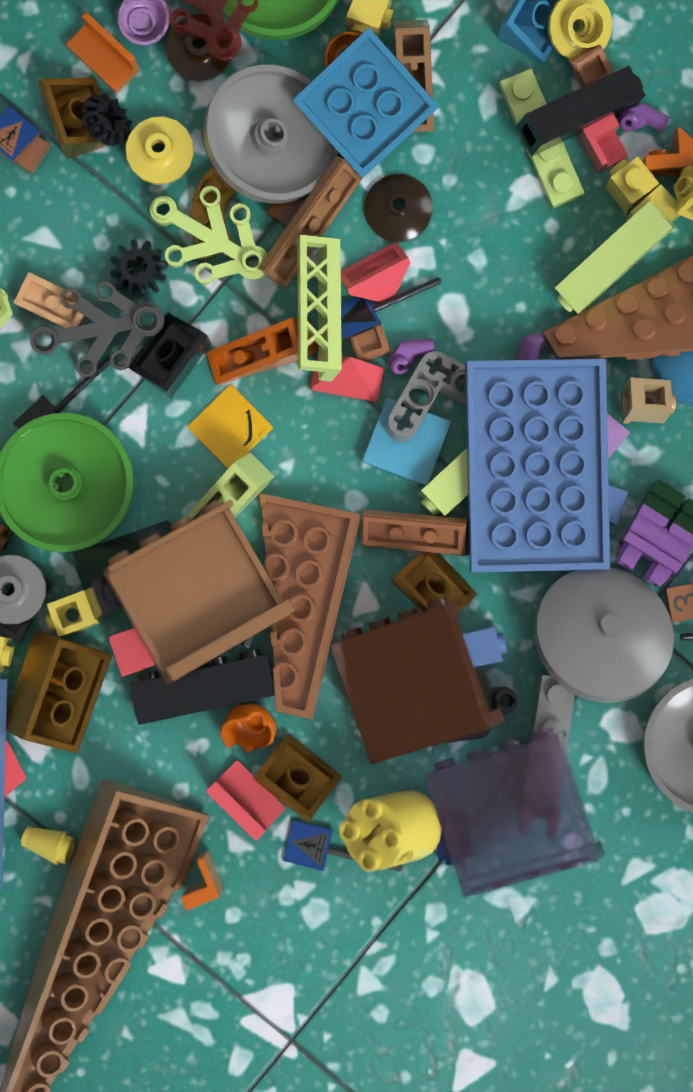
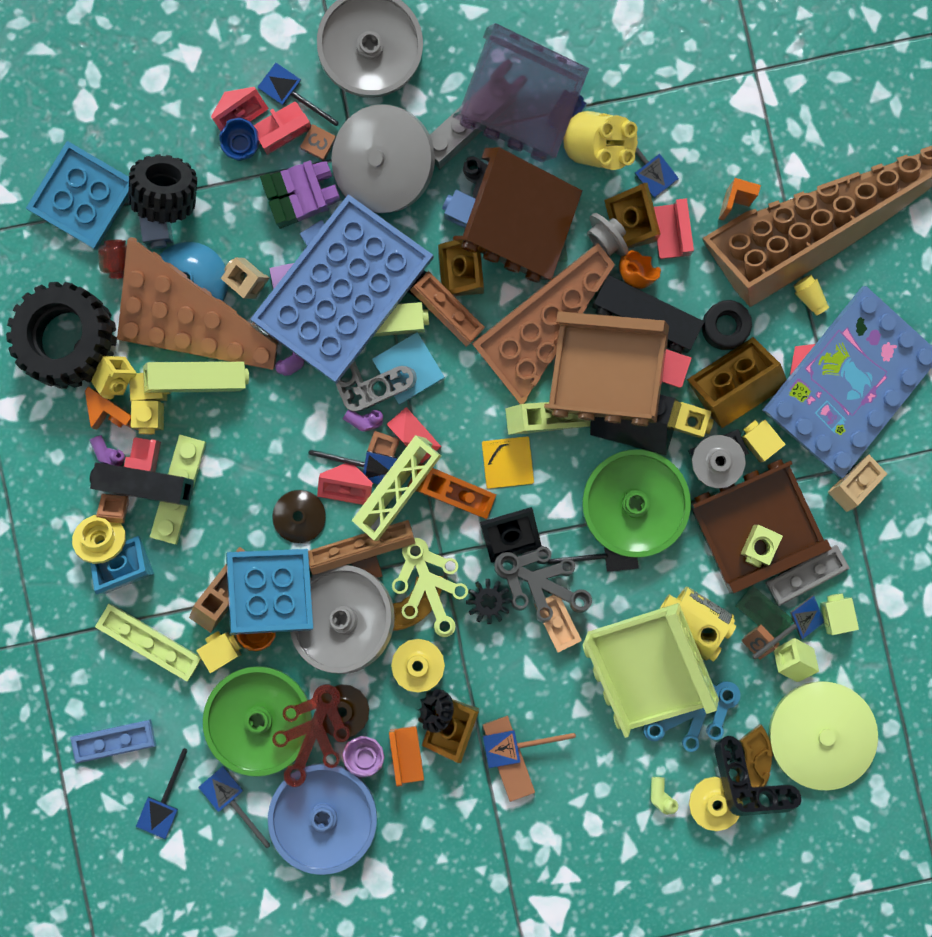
camera: 145 degrees left, 0 degrees up
(97, 757) = (742, 318): none -> black tyre
(307, 736) = (608, 235): none -> light grey piece

